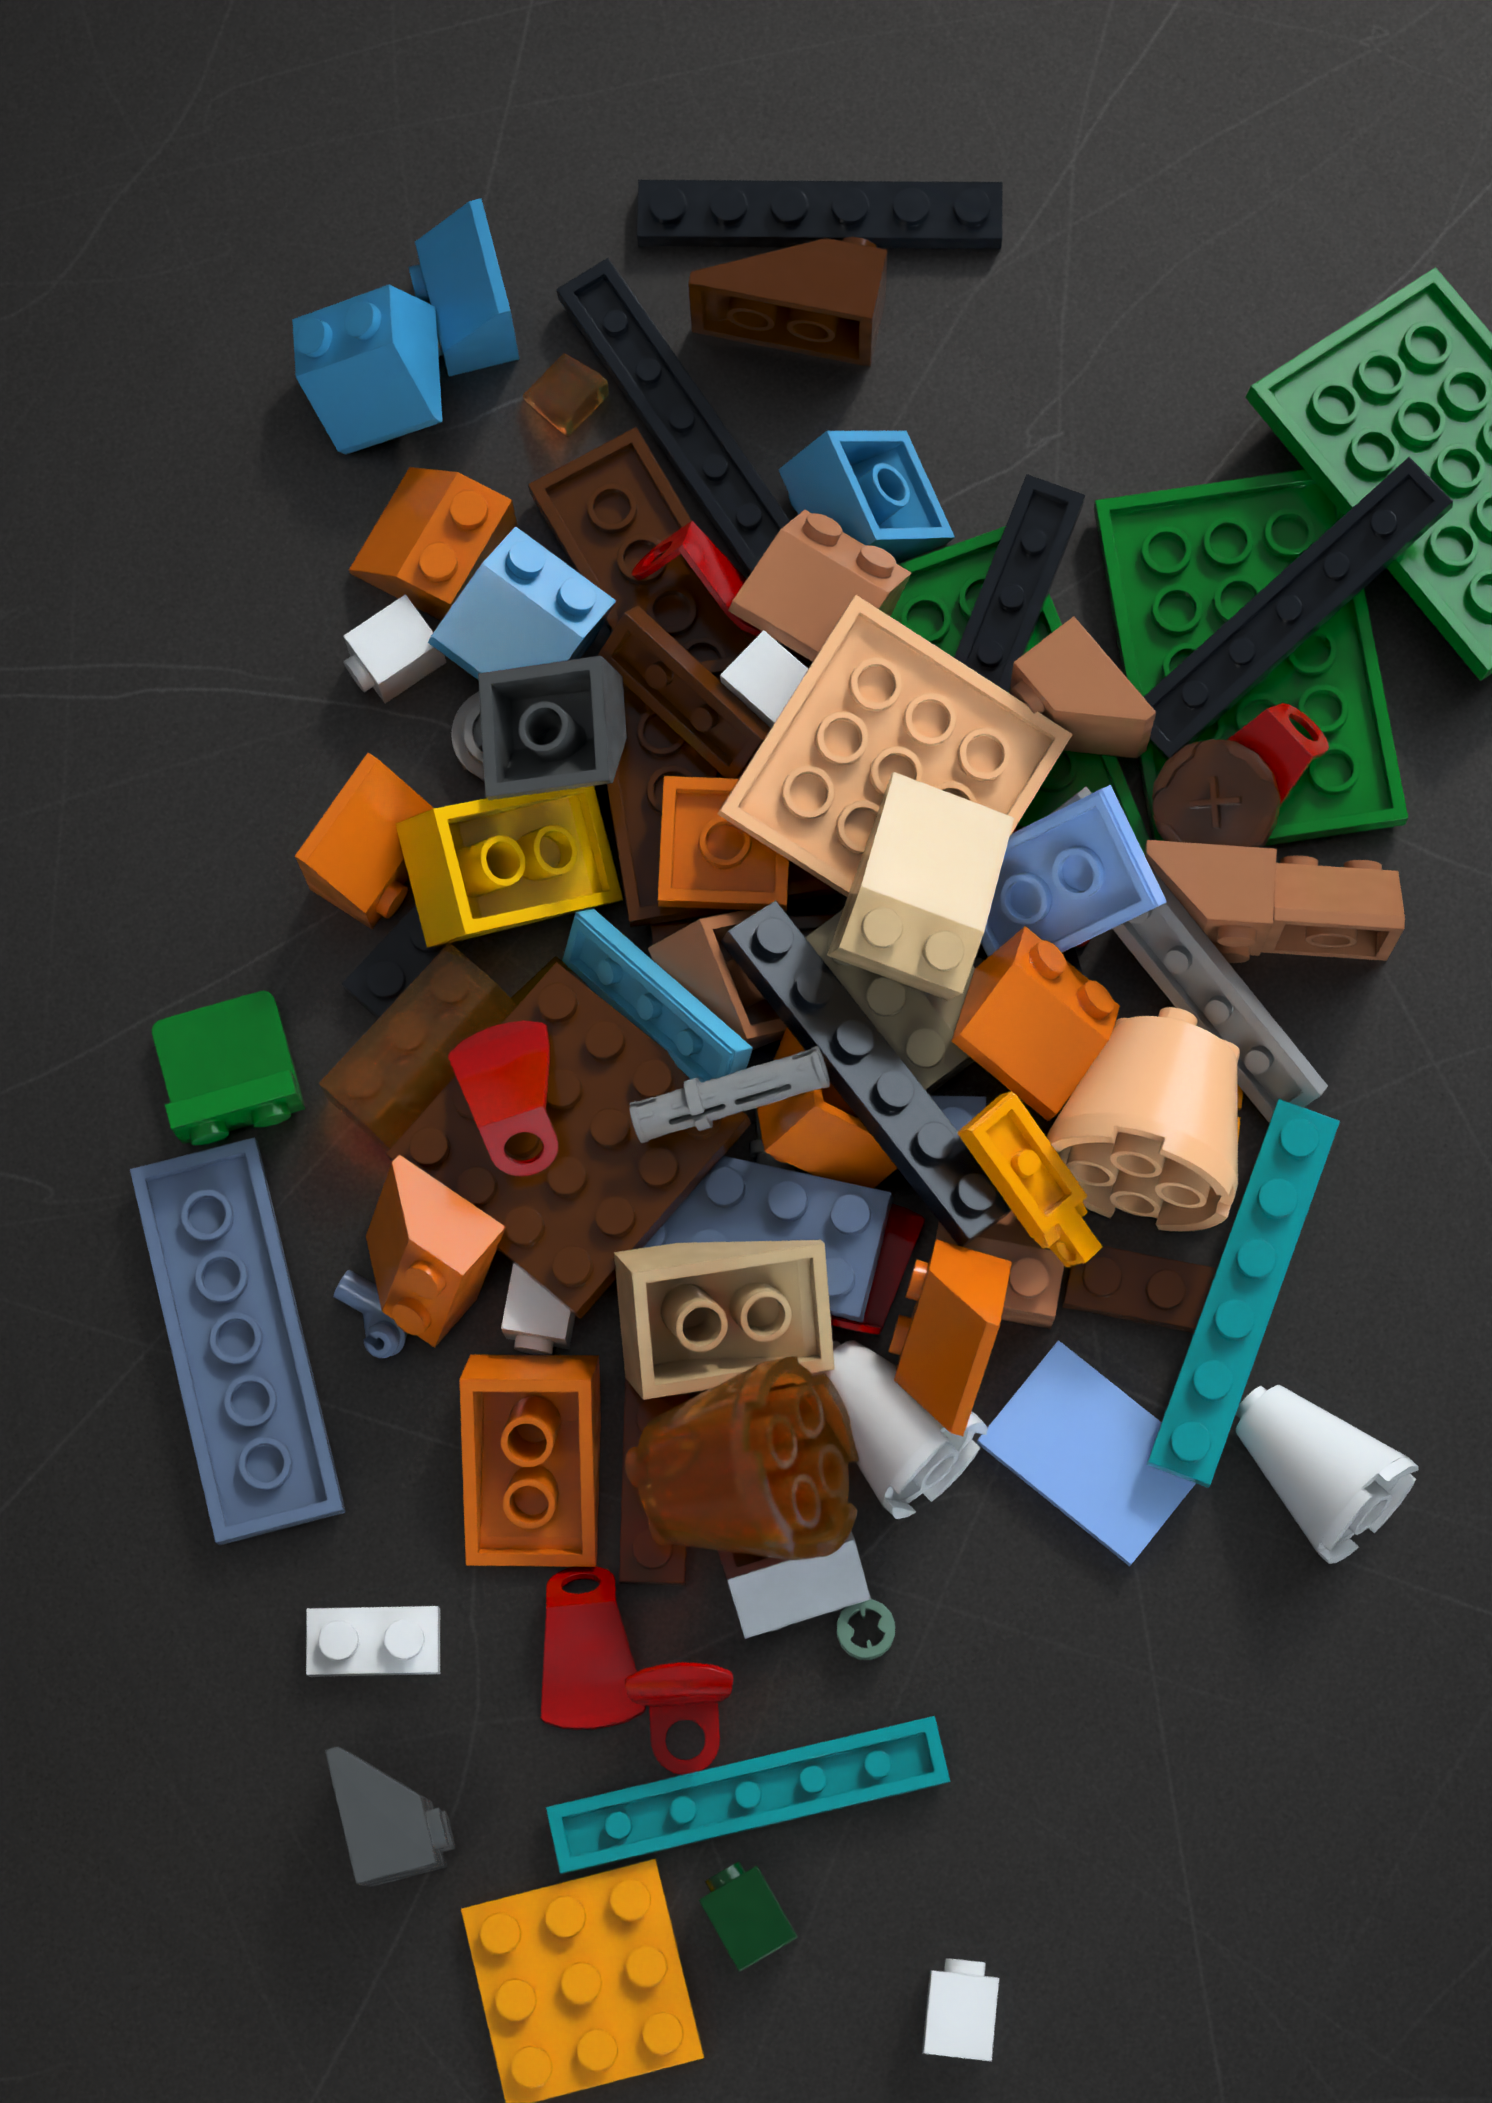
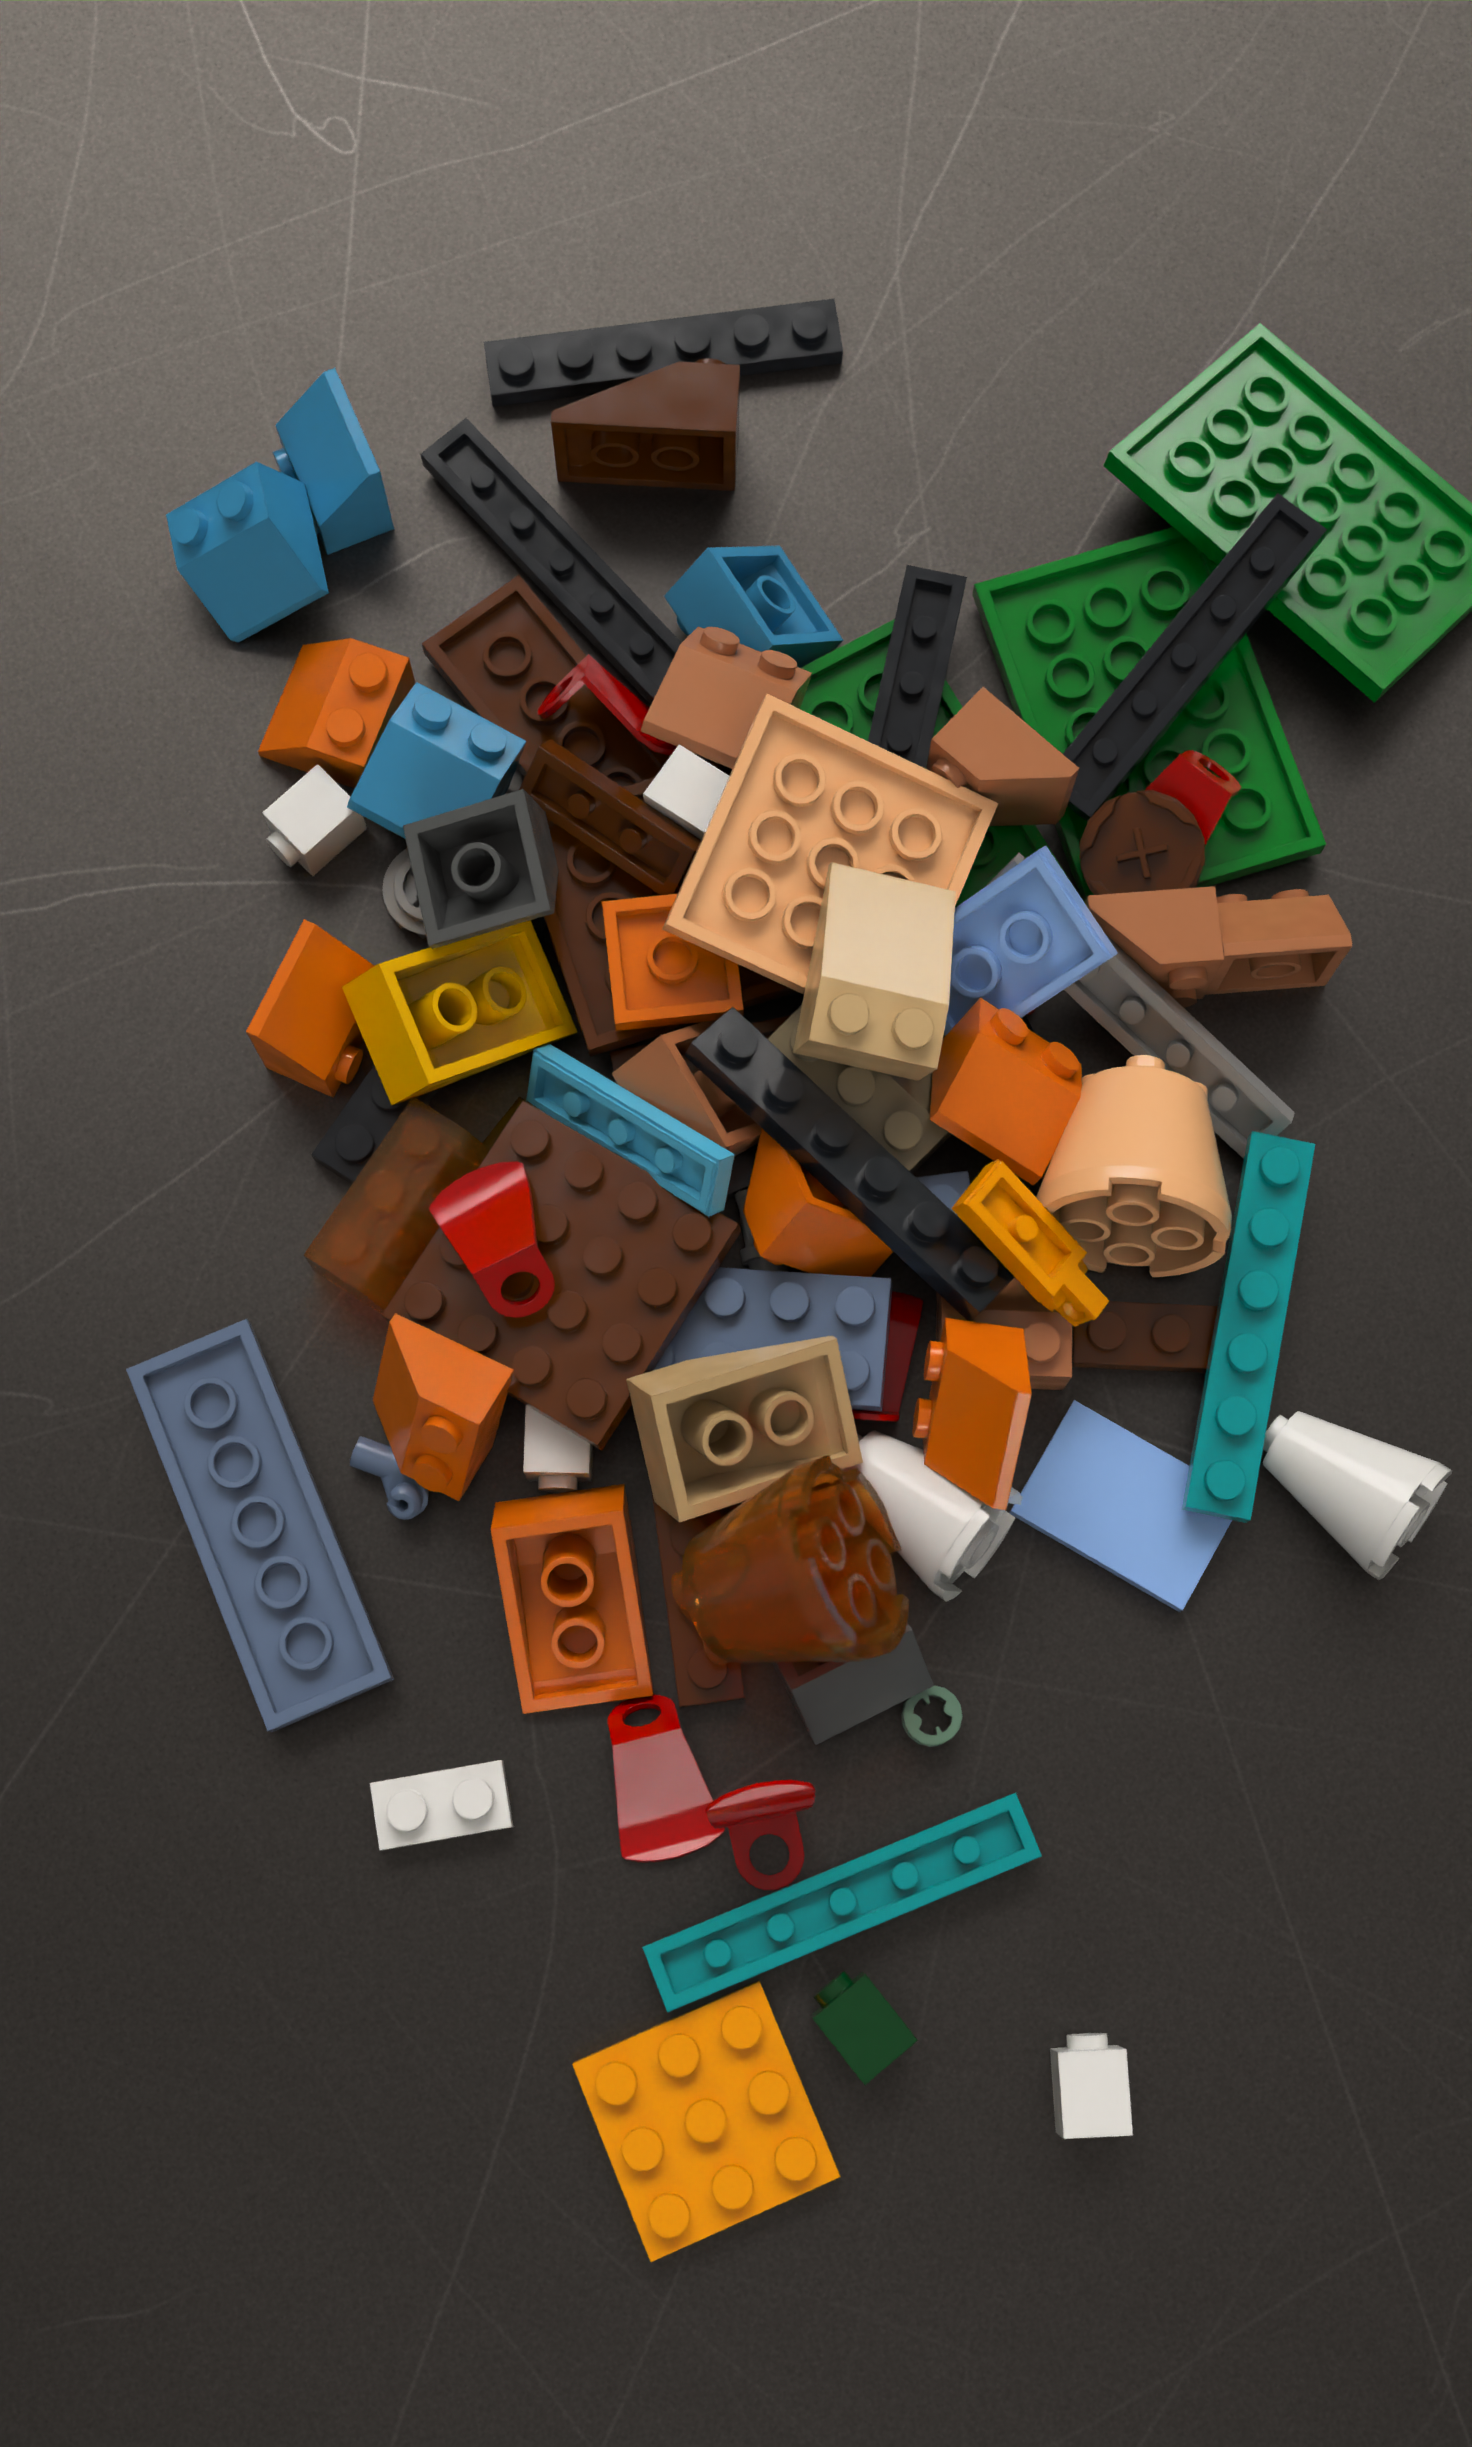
camera: 15 degrees left, 0 degrees up
(226, 1068) = (208, 1255): green bracket -> none
(385, 1823) = (483, 1989): dark grey slope -> none
(567, 393) = (446, 554): clear orange slope -> none
(741, 1091) = (729, 1199): light grey pin -> none

